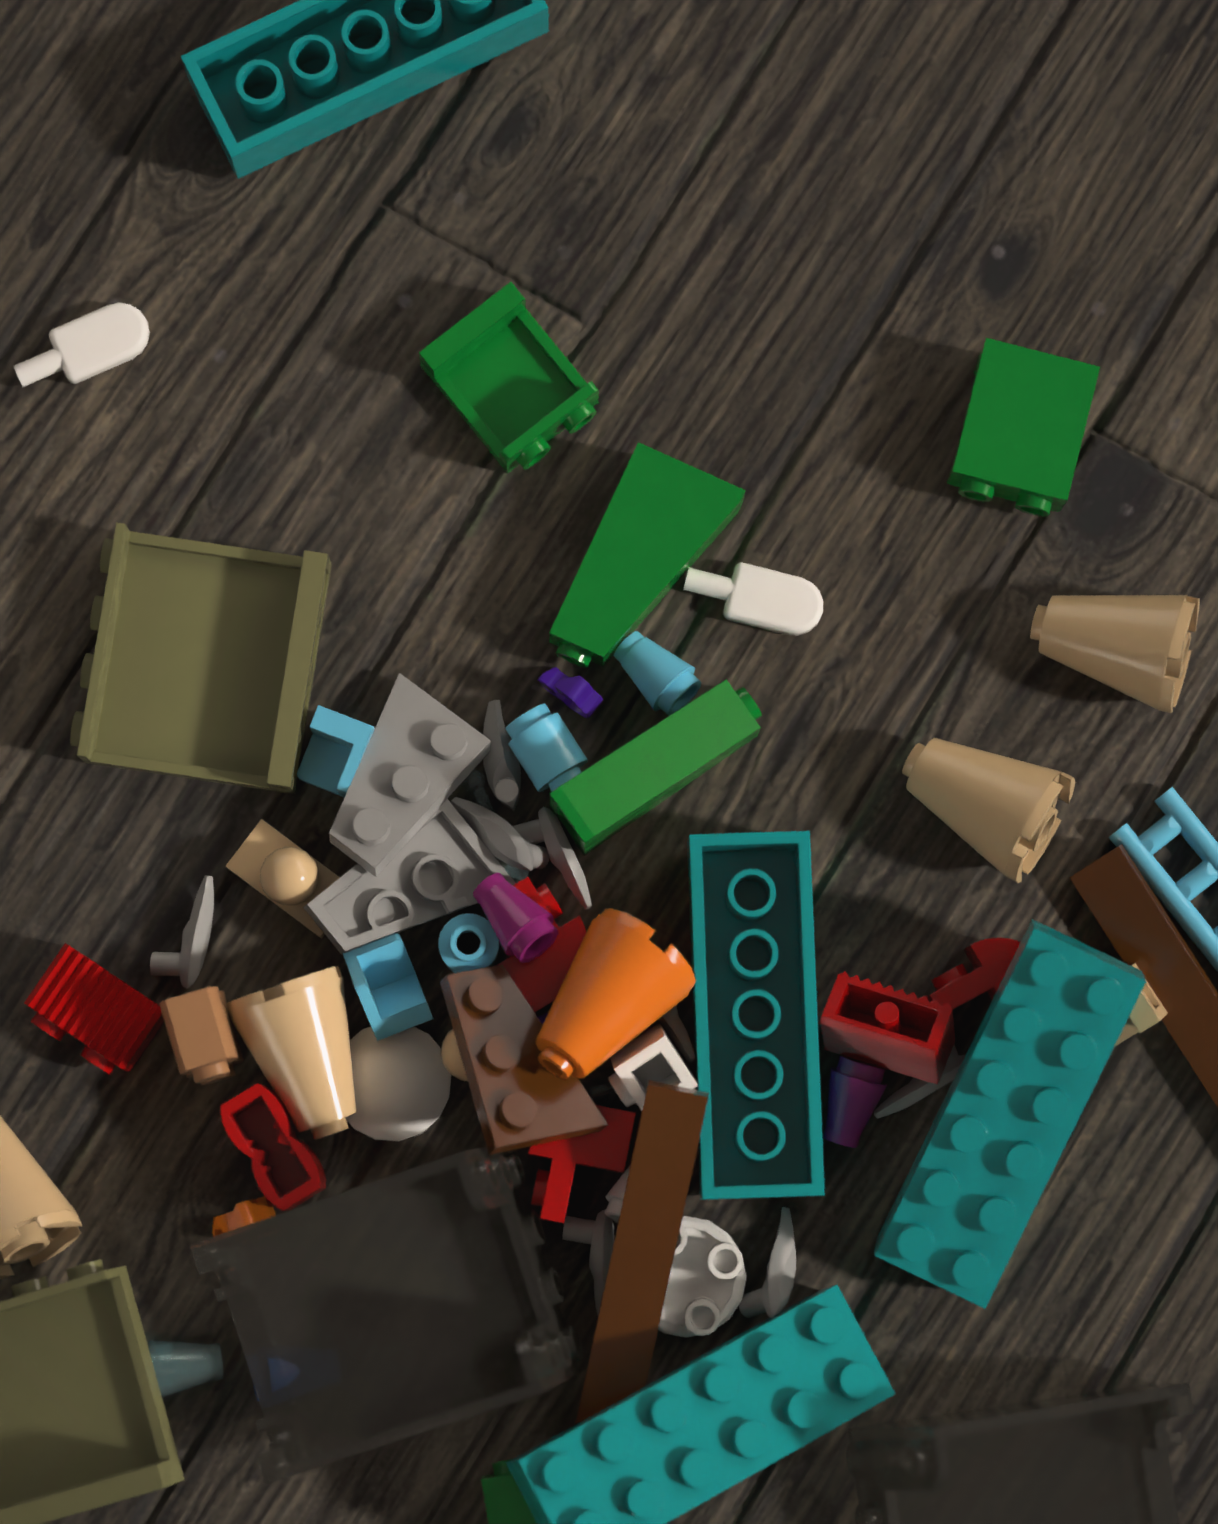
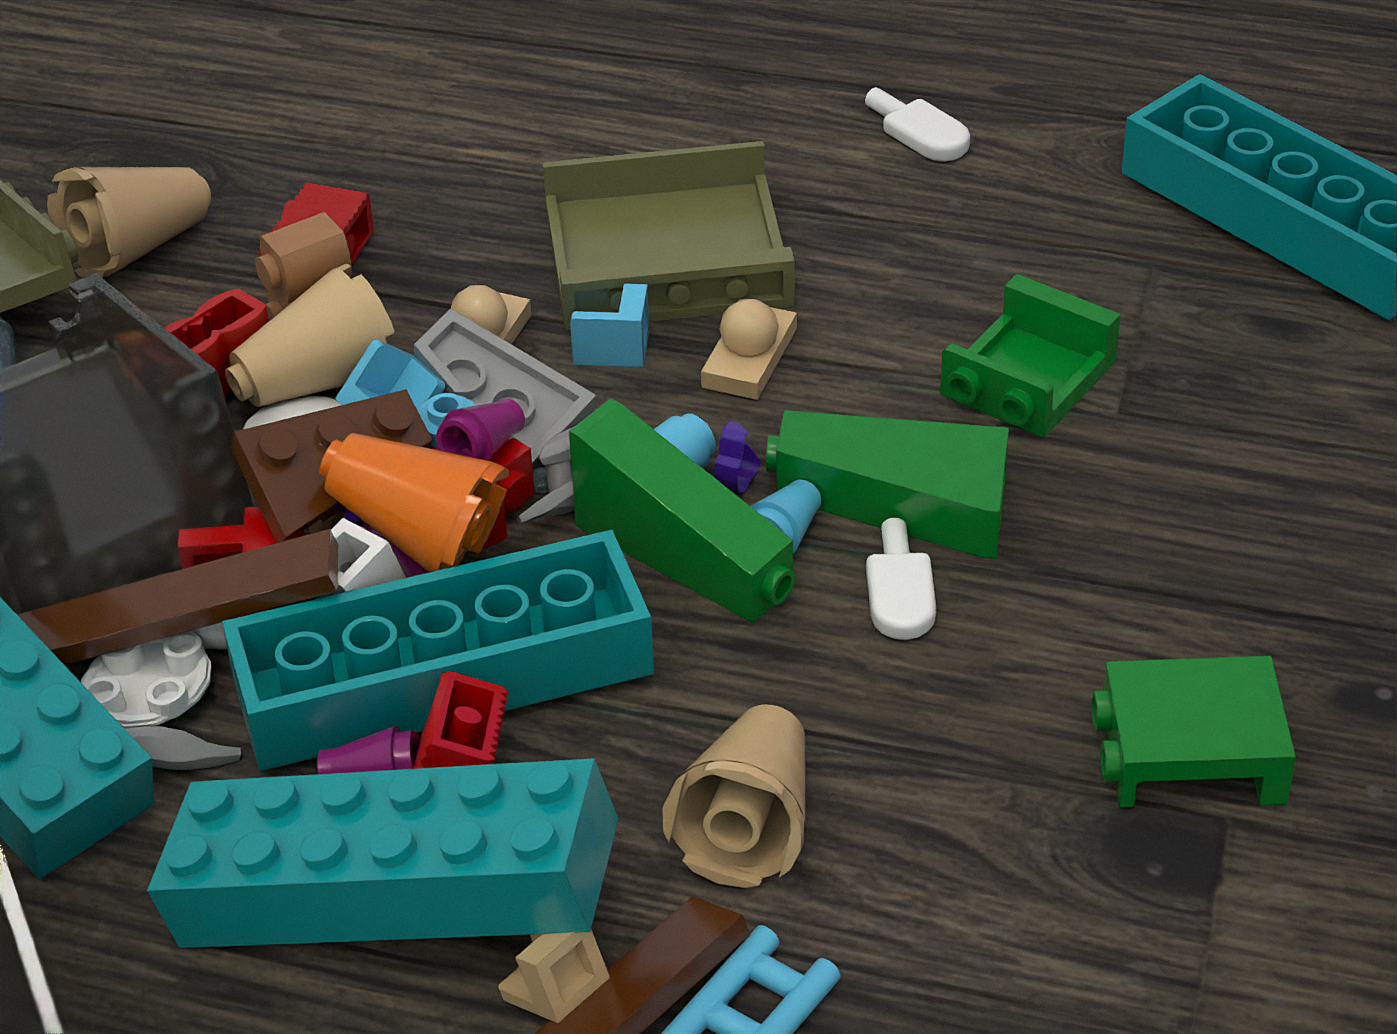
camera: 80 degrees right, 40 degrees down
(194, 940) = (408, 288): light grey bar -> none
(398, 629) = (748, 348): none -> tan tile
(404, 776) = (601, 360): light grey wing -> none
(1122, 641) = (990, 877): tan cone -> none

